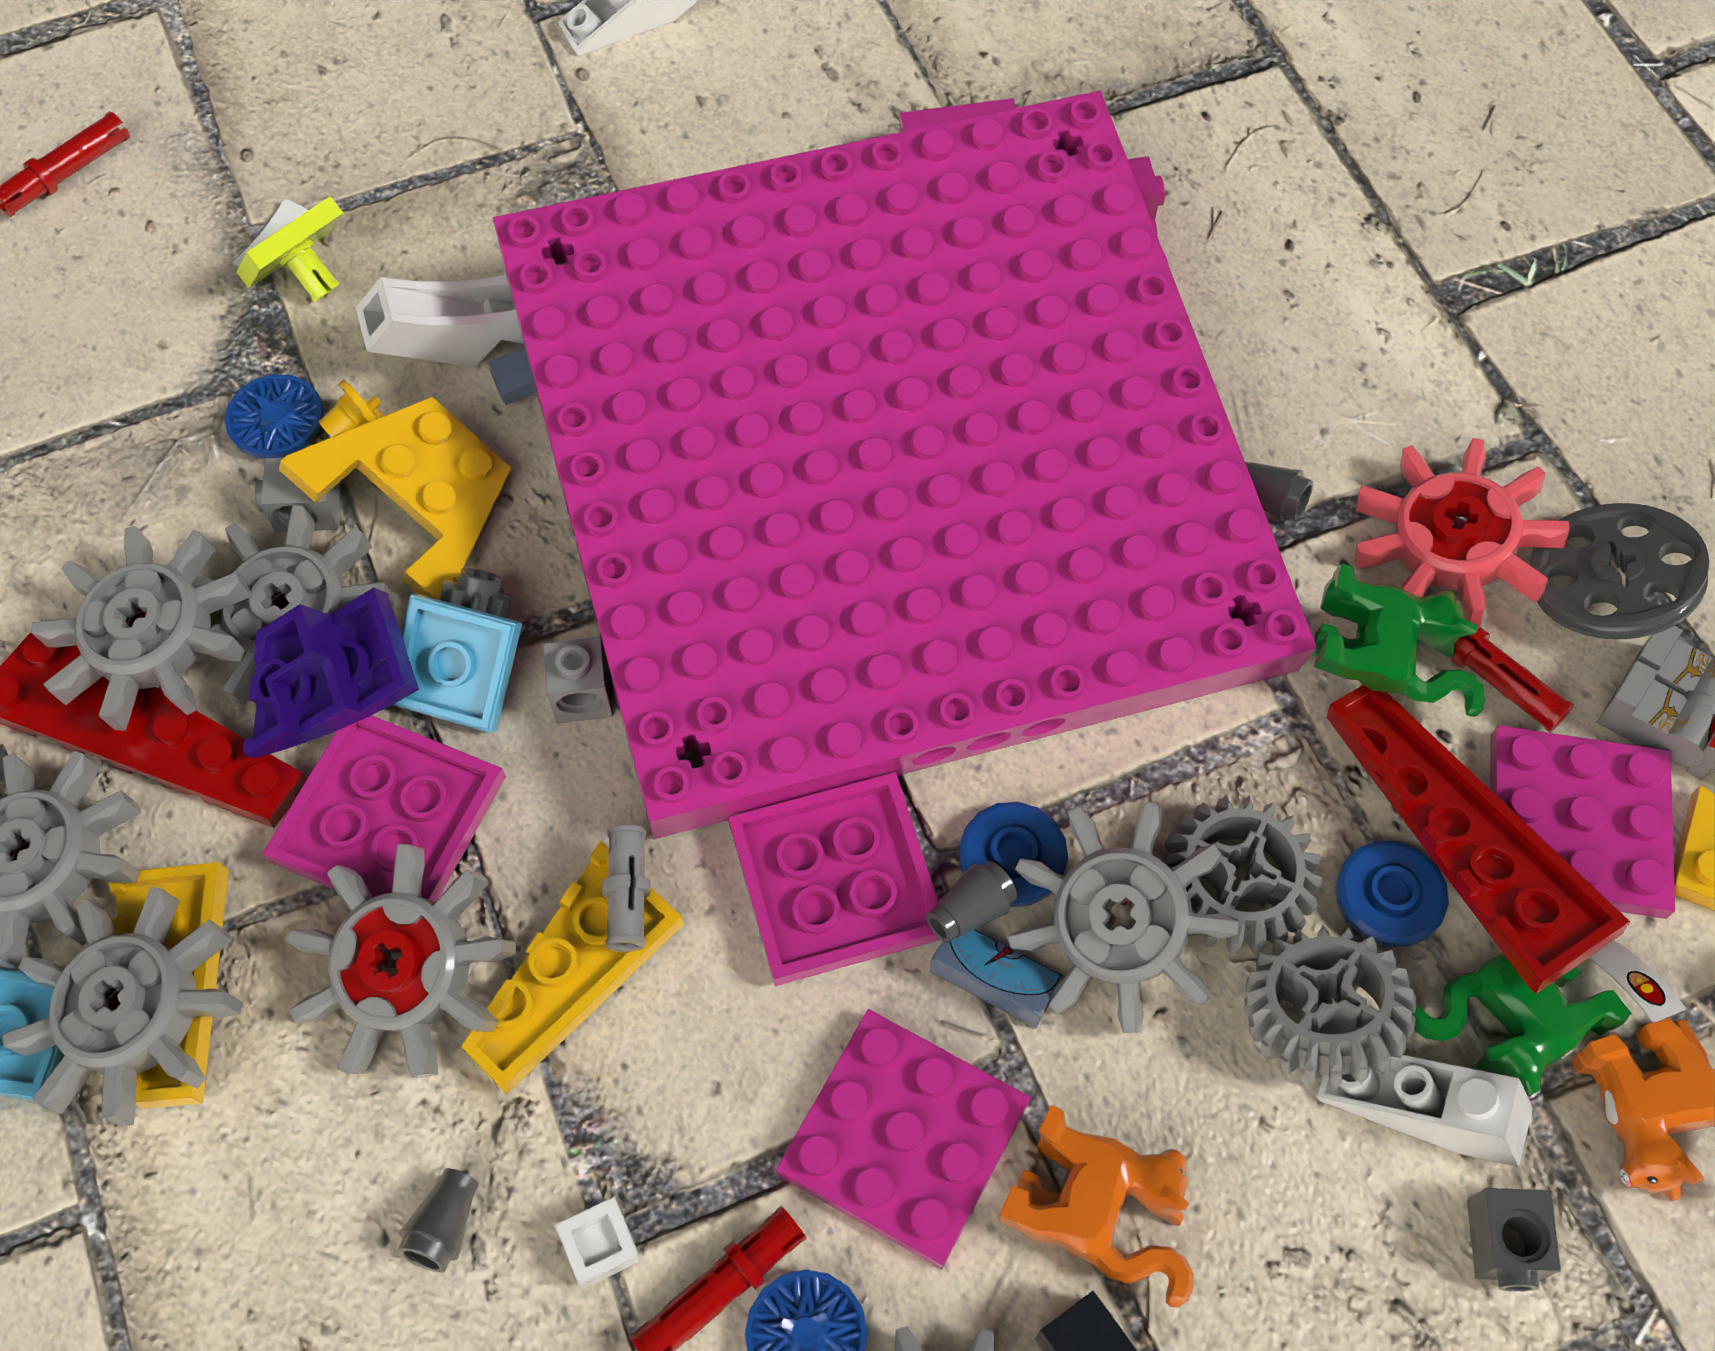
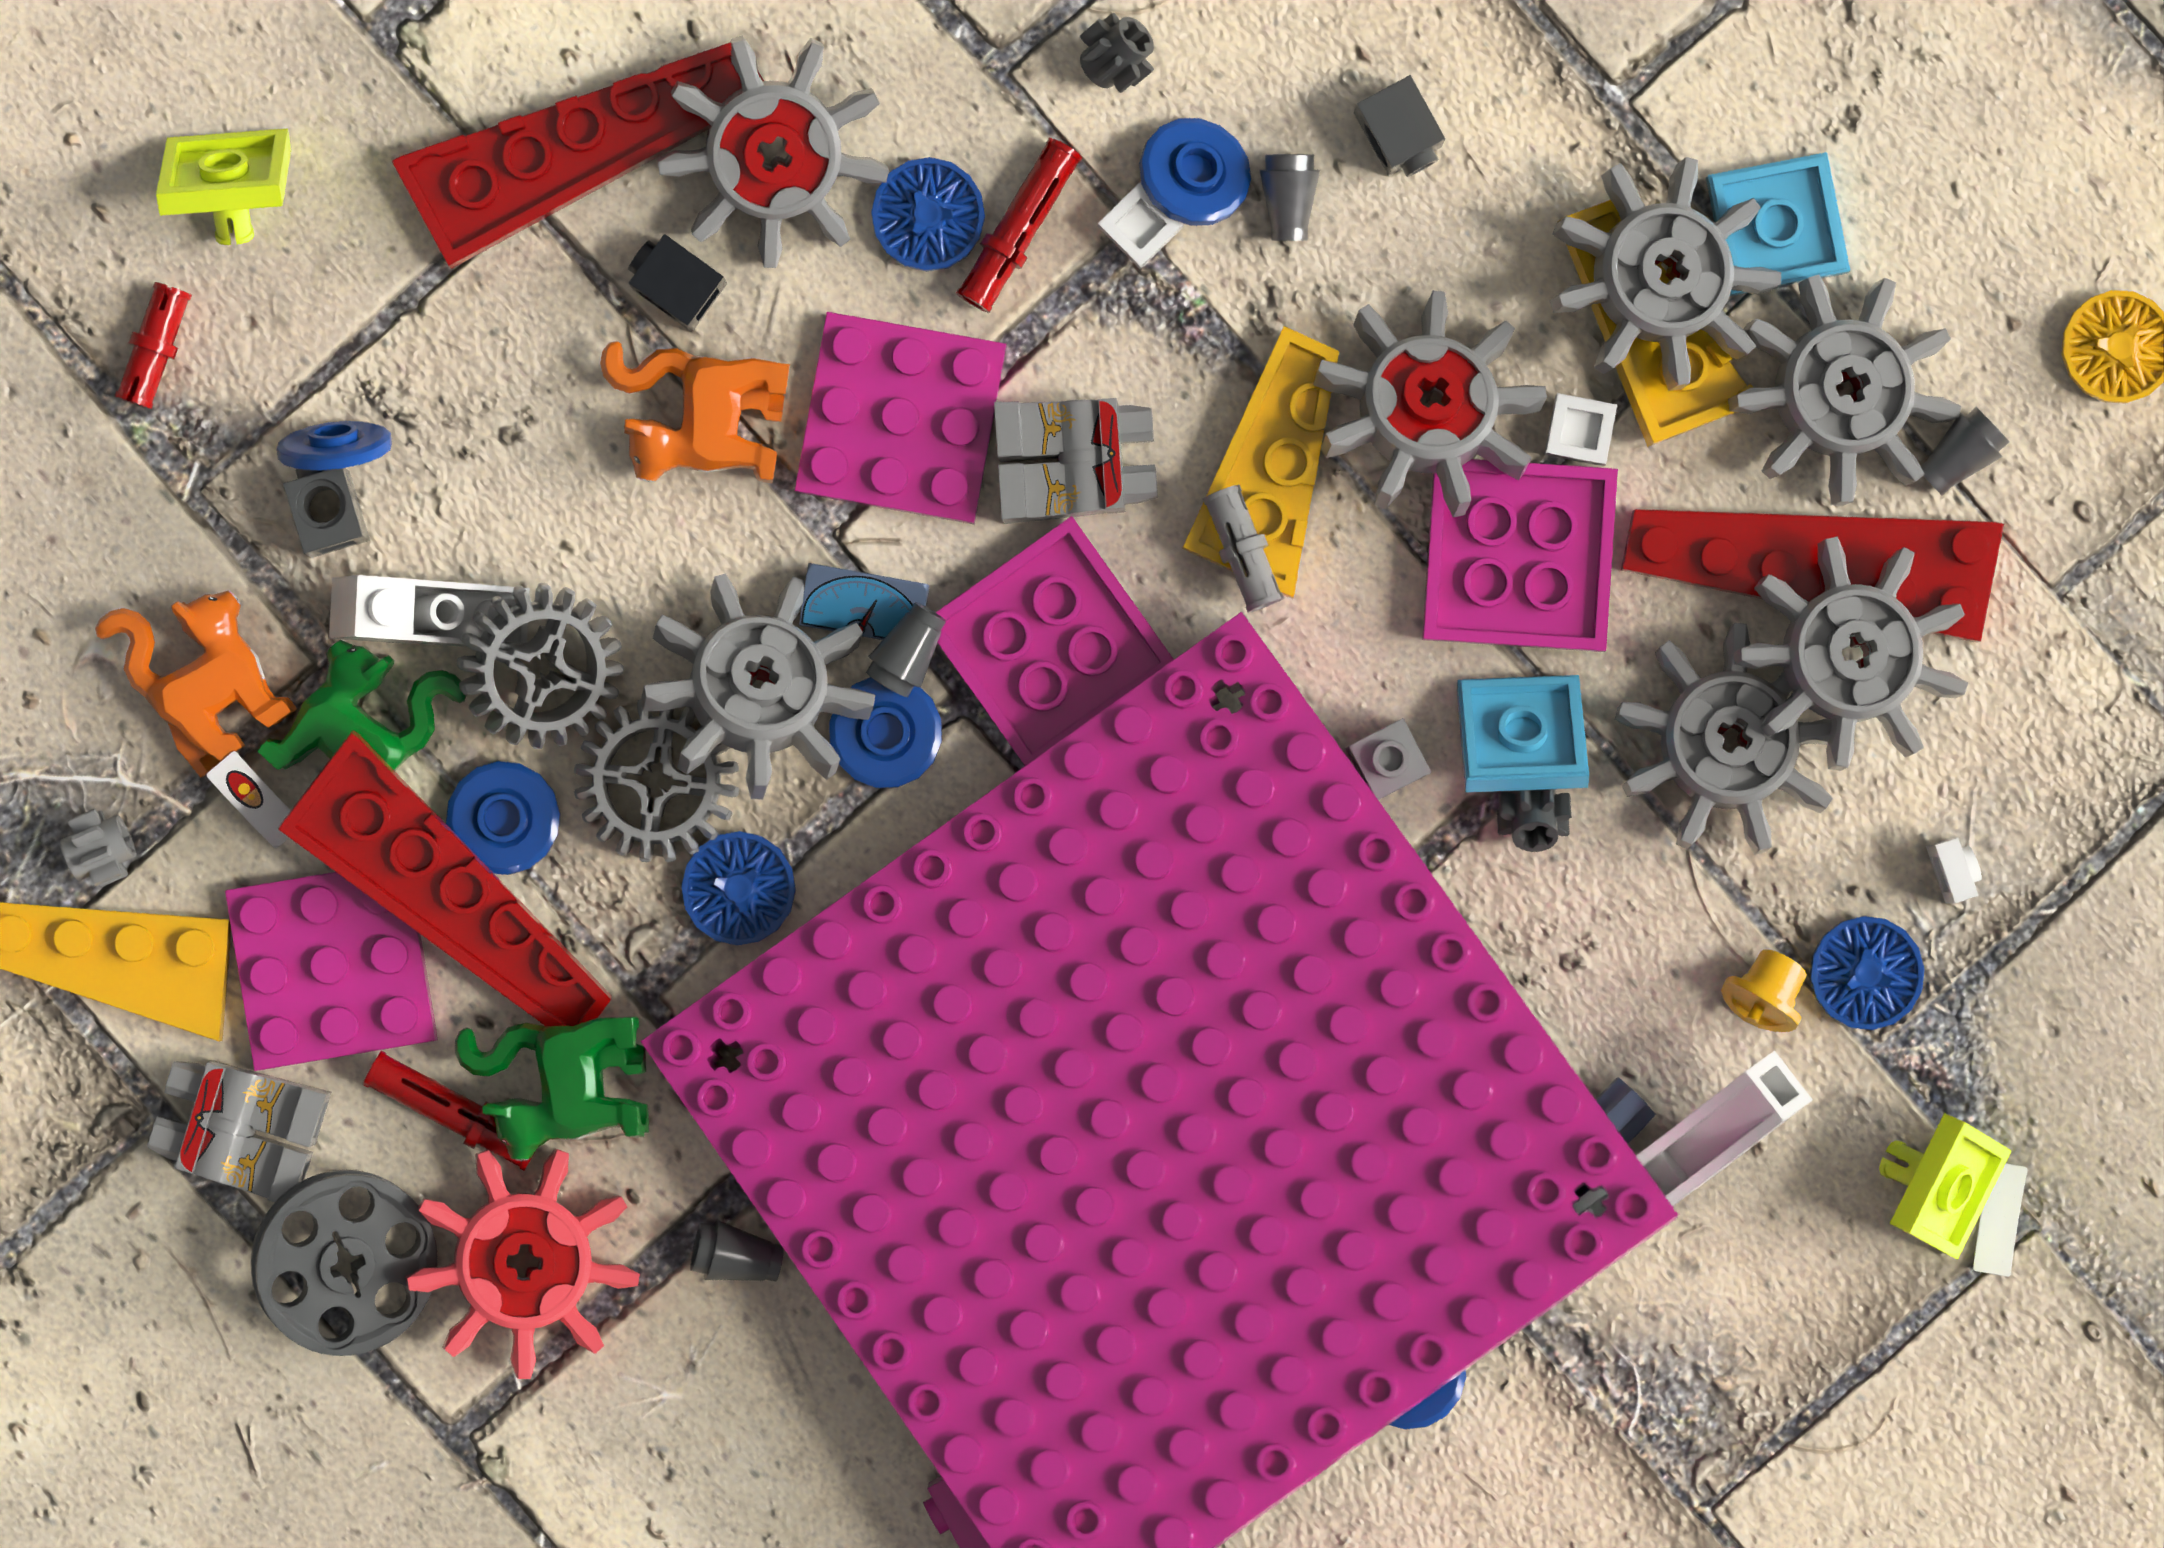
camera: 155 degrees right, 25 degrees up
(164, 458) = (1955, 869): none -> white plate
(278, 495) = (1783, 878): light grey brick -> none
(278, 902) = (1580, 429): none -> white plate
(300, 1249) = (1400, 128): none -> dark grey brick
(326, 671) = (1638, 670): dark purple slope -> none
(427, 468) = (1651, 951): yellow wing -> none
(522, 1279) = (1195, 171): none -> blue wheel
(756, 1035) = (1089, 465): none -> light grey hips
(1187, 764) = (738, 888): none -> blue wheel
(1497, 1293) = (334, 445): none -> blue wheel

